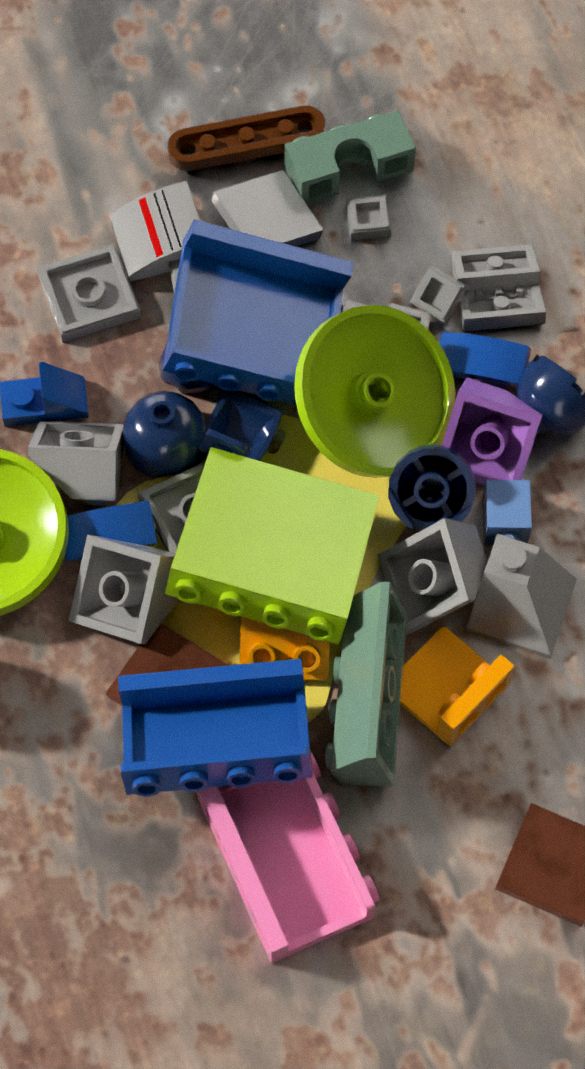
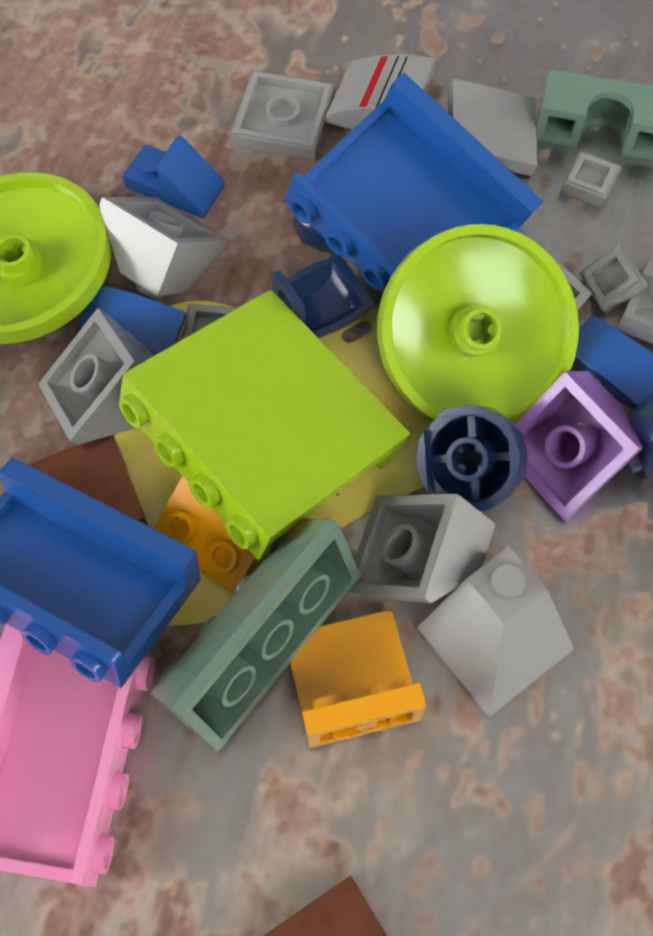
camera: 35 degrees right, 0 degrees up
(164, 434) = (247, 256): dark blue cylinder -> none
(242, 137) = (512, 52): reddish brown plate -> none
(506, 510) = (541, 529): medium blue brick -> none

